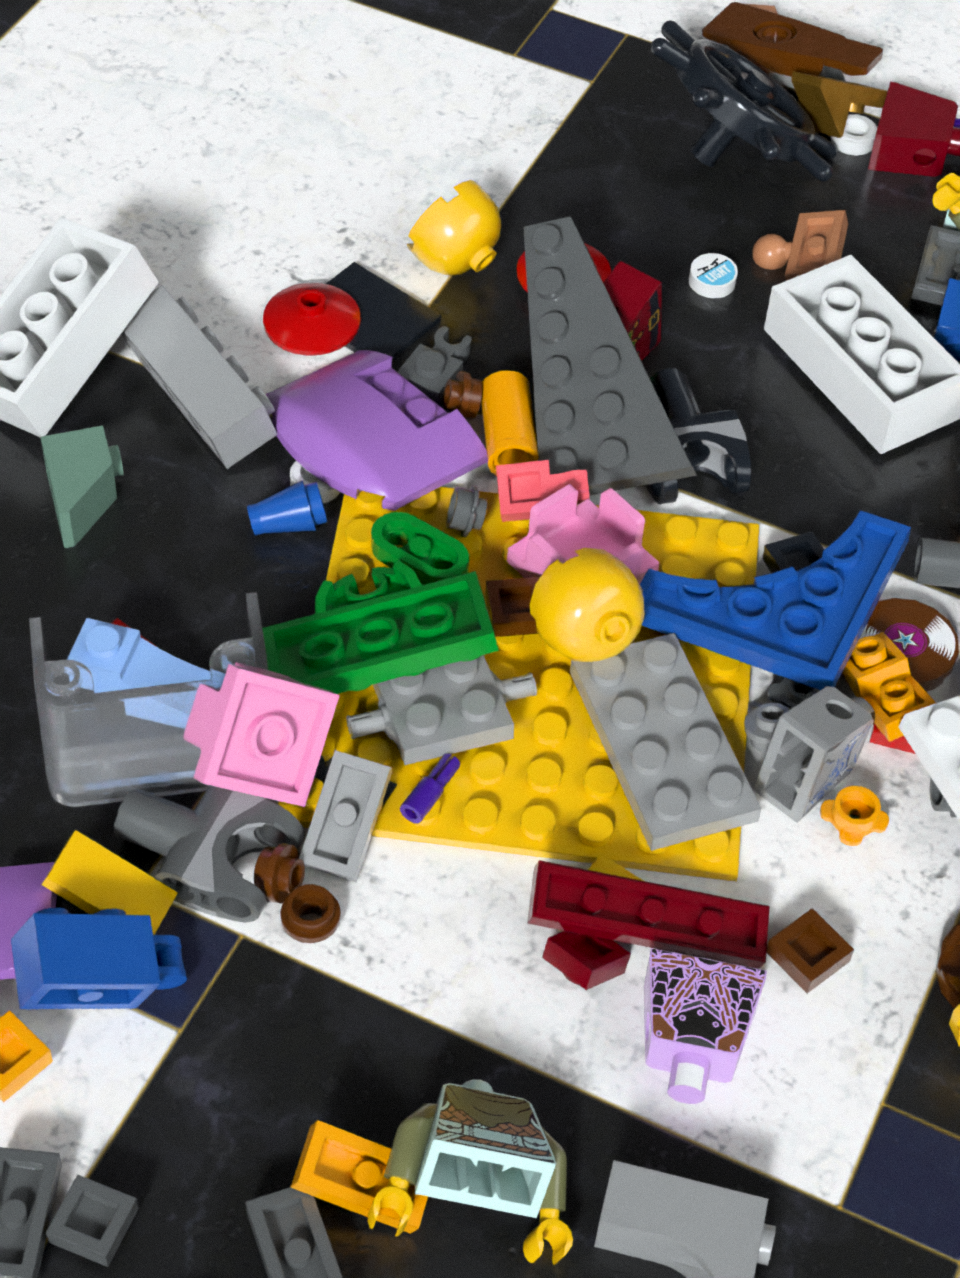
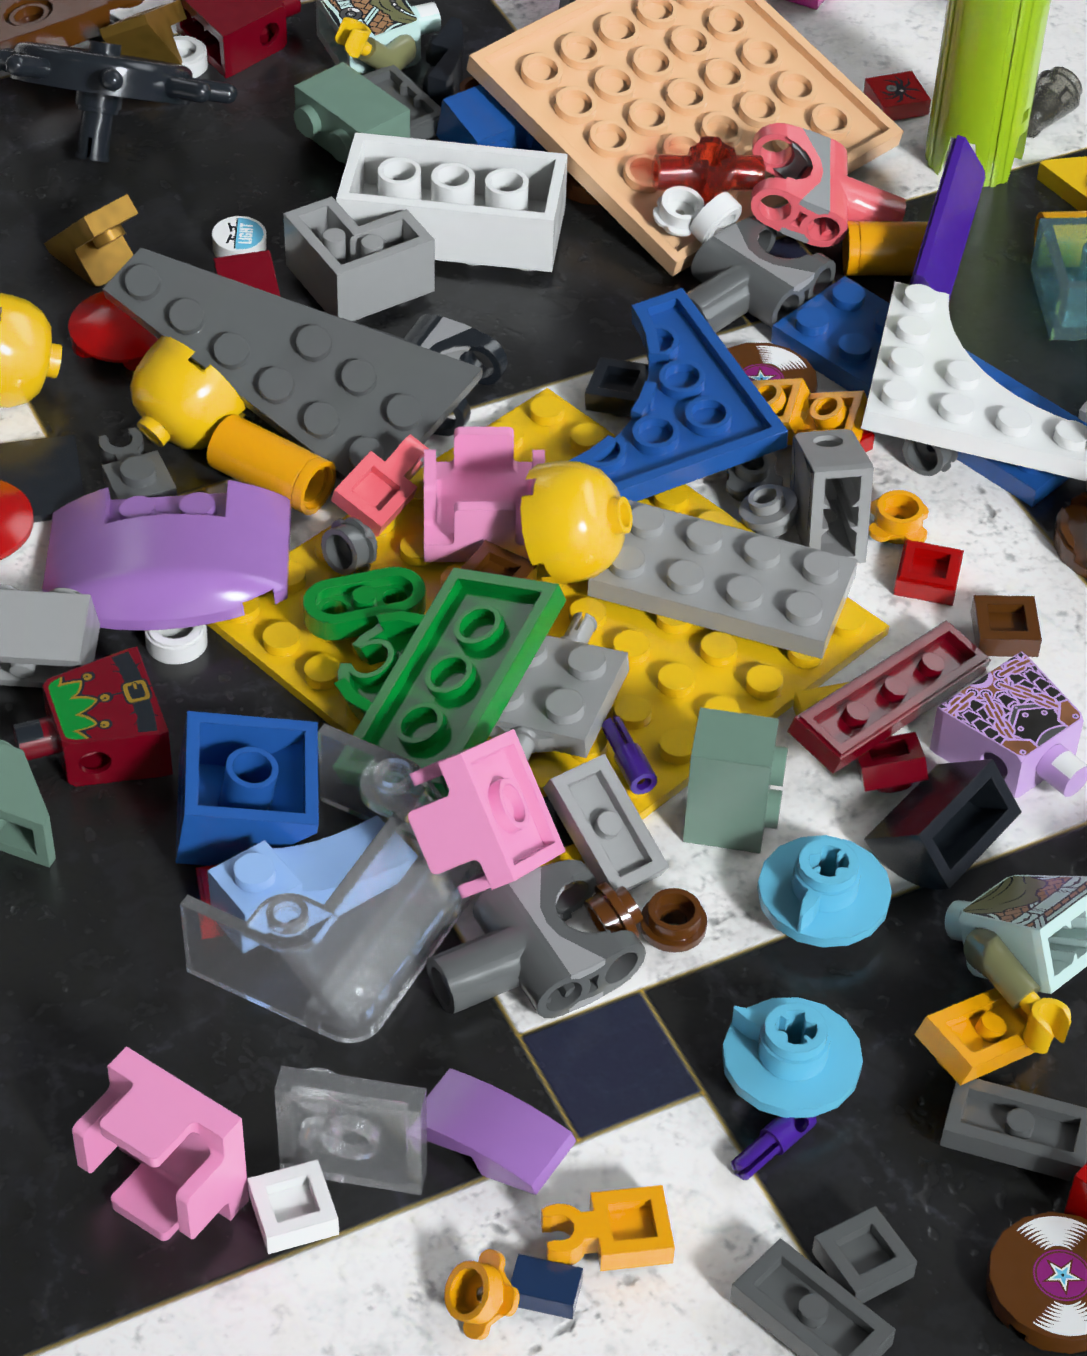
camera: 50 degrees left, 5 degrees down
(92, 960) = (600, 1094): blue brick -> none
(102, 880) = (521, 1042): yellow tile -> none
(166, 1100) = (773, 1140): none -> dark purple pin
(186, 588) = (244, 785): none -> blue slope
(192, 489) = (101, 723): none -> dark red torso
(237, 1062) = (791, 1057): none -> medium azure piece
(289, 510) = (204, 668): blue cone -> none
(416, 989) = (824, 891): none -> medium azure piece
(449, 859) = (731, 780): none -> sand green brick
(463, 394) = (201, 471): reddish brown plate -> none
(503, 334) = (179, 397): none -> yellow cylinder
(560, 1030) = (945, 823): none -> black brick
(616, 211) = (96, 243): none -> pearl gold slope
(742, 346) = (355, 266): none -> light grey brick
(816, 243) = (288, 159): nougat plate -> none
(823, 868) = (928, 572): none -> red tile
(888, 243) = (342, 103): none -> sand green brick

